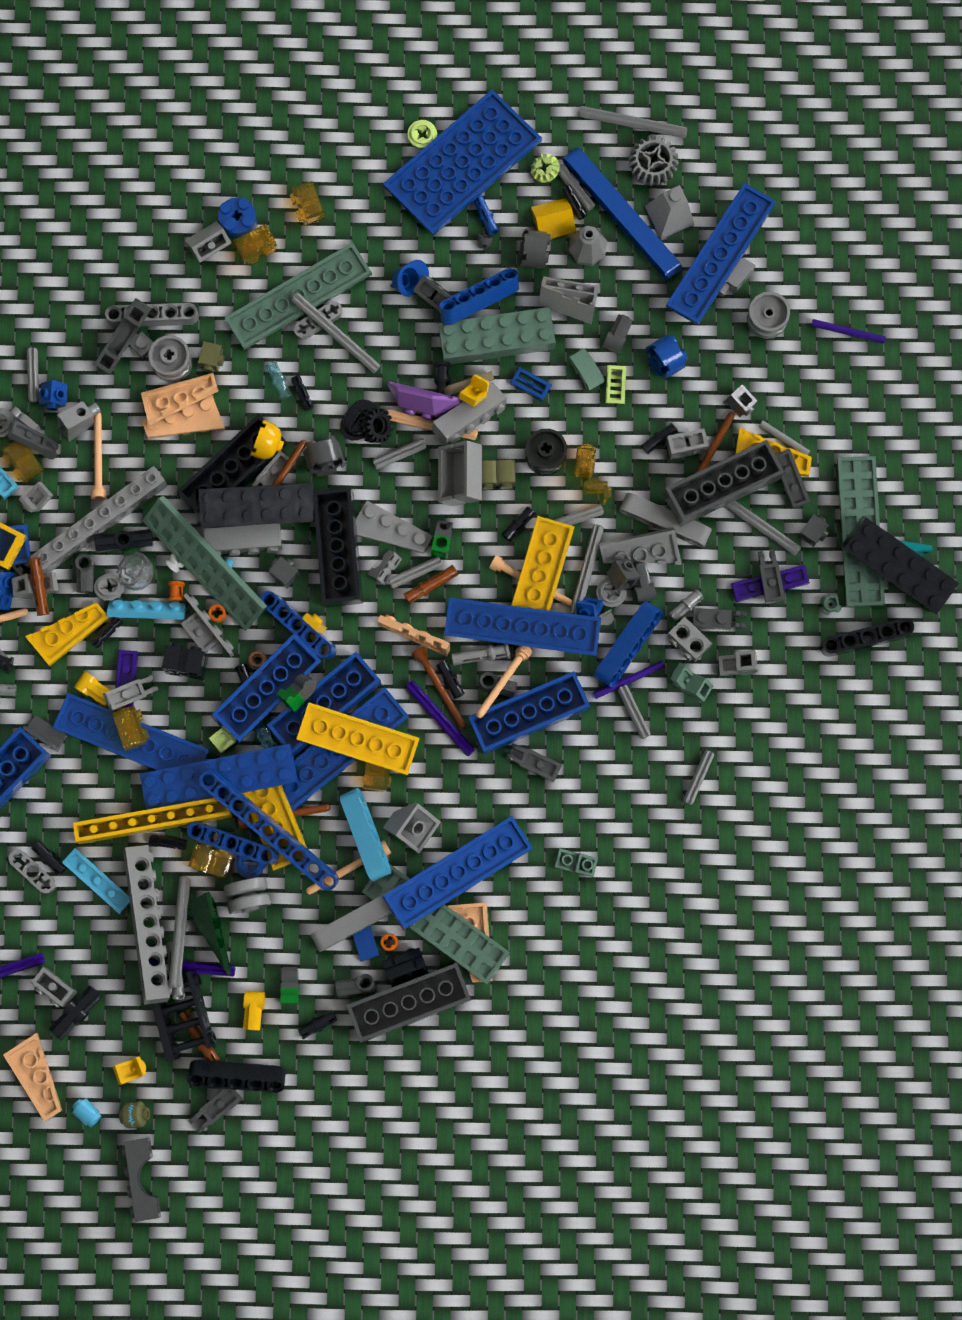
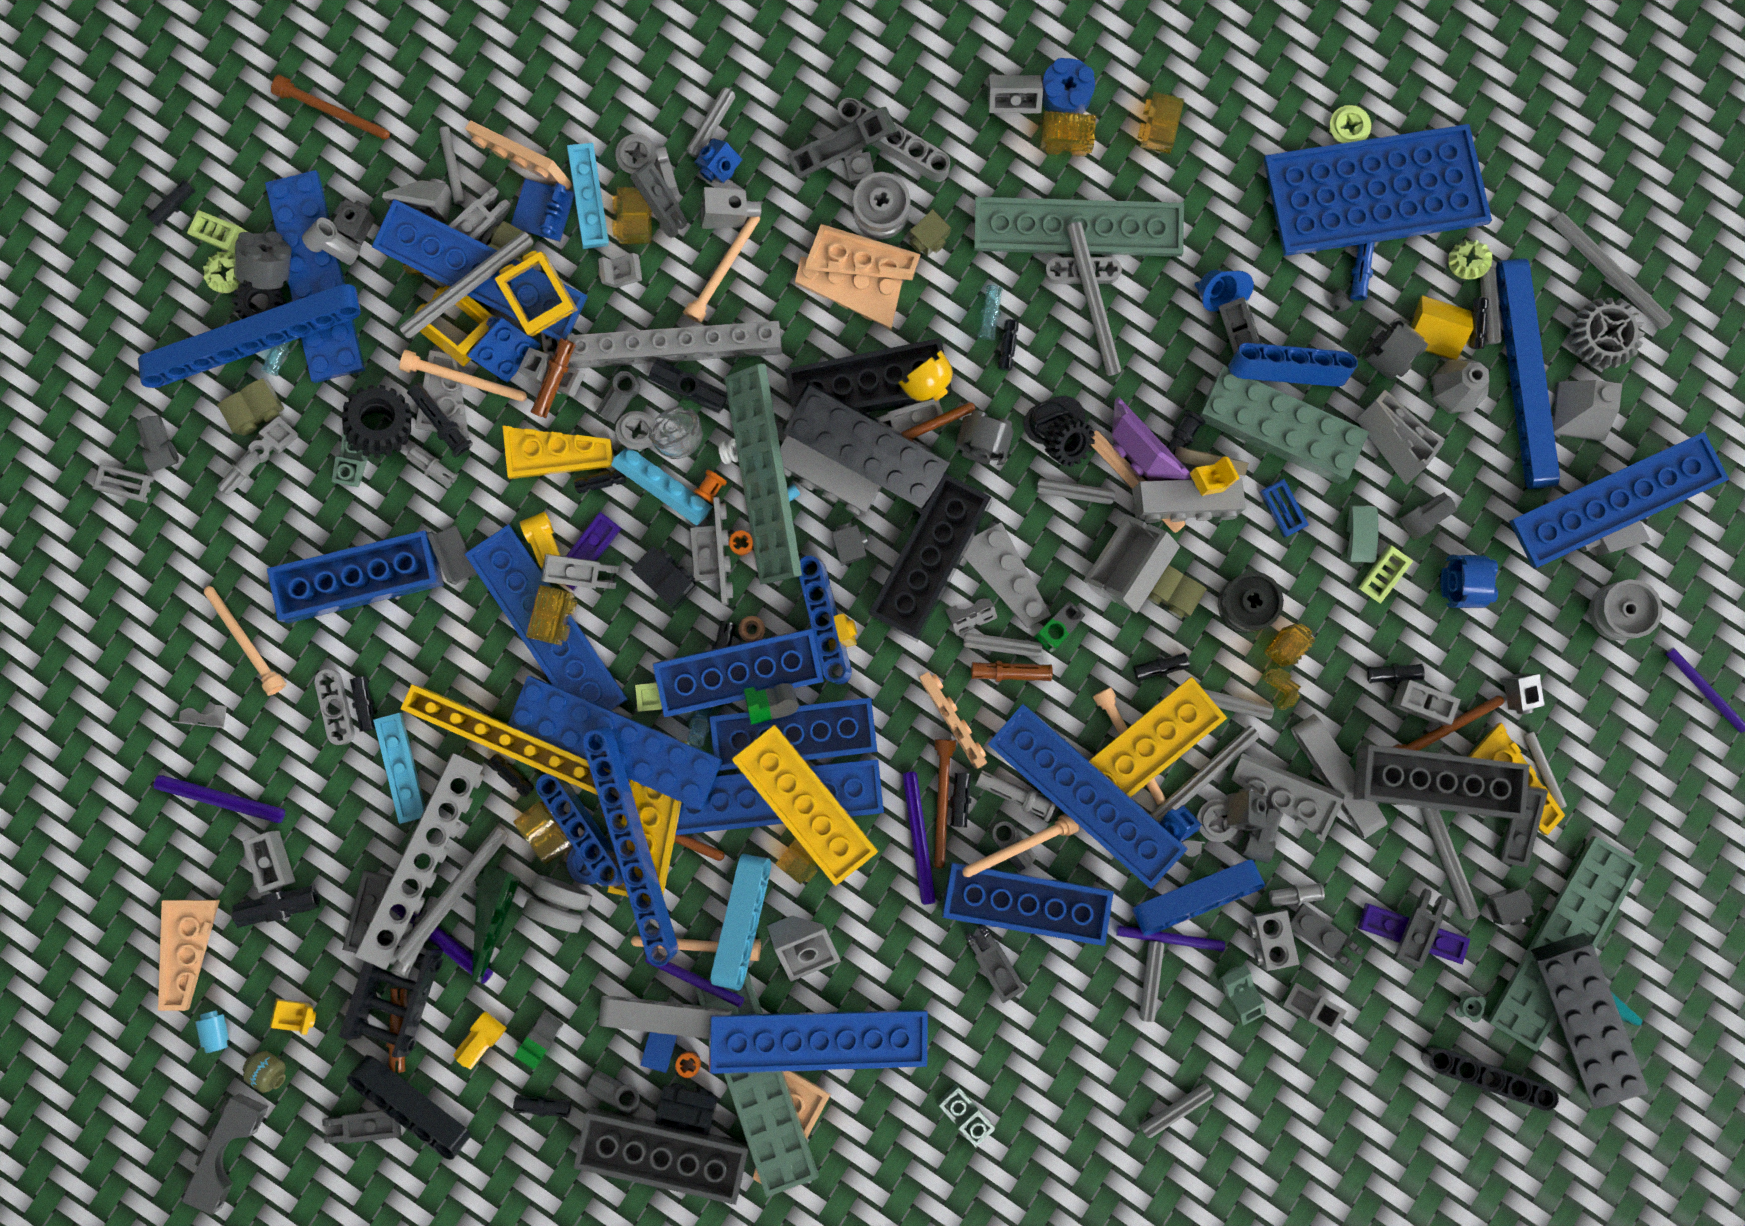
camera: 30 degrees right, 5 degrees up
(131, 977) = (368, 897): none -> dark grey tile
(360, 888) = (701, 983): none -> dark purple bar

